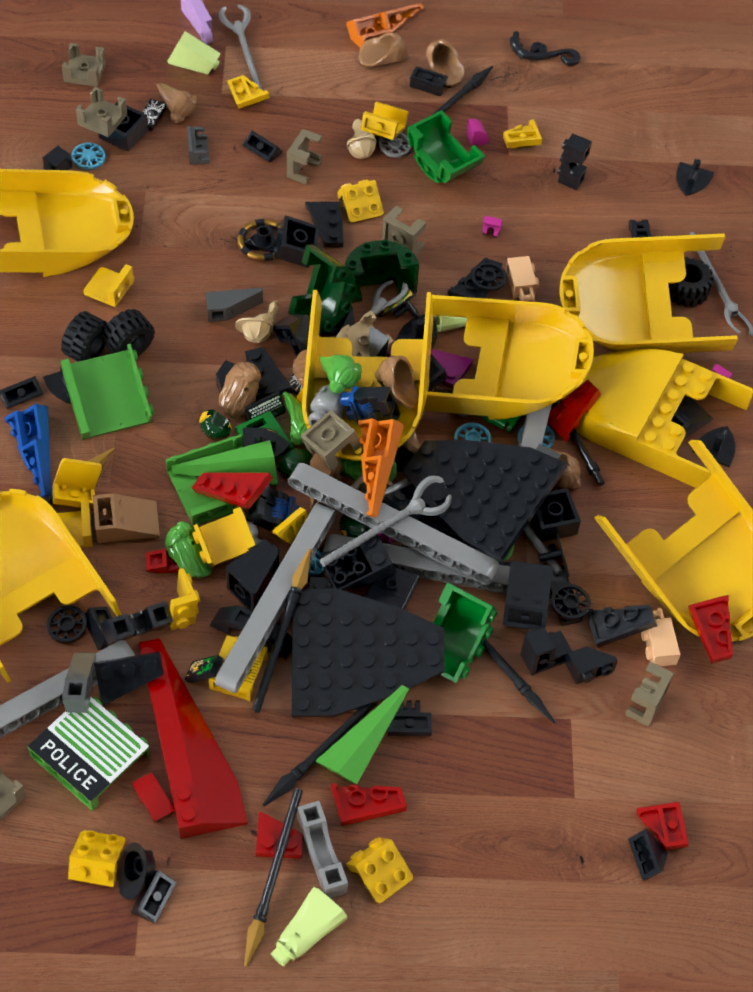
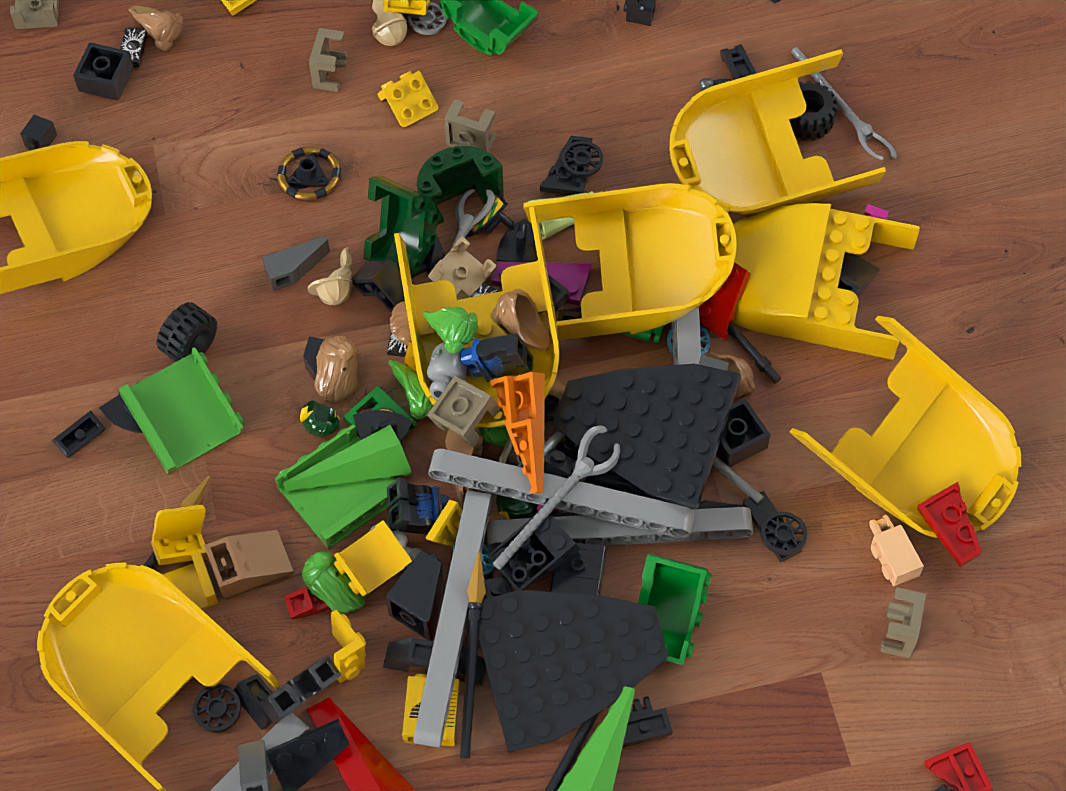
camera: 10 degrees left, 5 degrees up
(32, 435) = (108, 483): blue wedge -> none
(83, 337) = (136, 350): black tyre -> none
(88, 156) = (72, 117): medium azure wheel -> none
(100, 114) = (76, 65): dark tan panel -> none
(109, 285) = (145, 275): yellow bracket -> none
(197, 145) = (198, 74): dark grey hinge -> none
(204, 669) = (393, 724): tile -> none
(233, 488) = (365, 494): red wing -> none
(261, 147) = (273, 57): black slope -> none
(269, 403) = (378, 375): slope -> none
(271, 377) = (371, 347): black wing -> none
(292, 239) = (348, 167): black brick -> none
(292, 459) = (424, 441): dark green hair -> none
(329, 218) = (377, 132): black wing -> none
(378, 343) = (481, 275): slope -> none
(473, 434) = (617, 359): medium azure wheel -> none
(492, 223) = (569, 91): dark pink tile -> none
(521, 685) = (751, 643): black piece -> none
(522, 278) = (620, 151): light nougat brick -> none
(527, 595) = (736, 540): black slope -> none
(544, 650) = (771, 599): black brick -> none
(553, 554) = (750, 480): black shield -> none
(589, 663) = (825, 601): black slope -> none
(615, 624) = (844, 546): black wing -> none
(720, 445) = (893, 300): black shield -> none

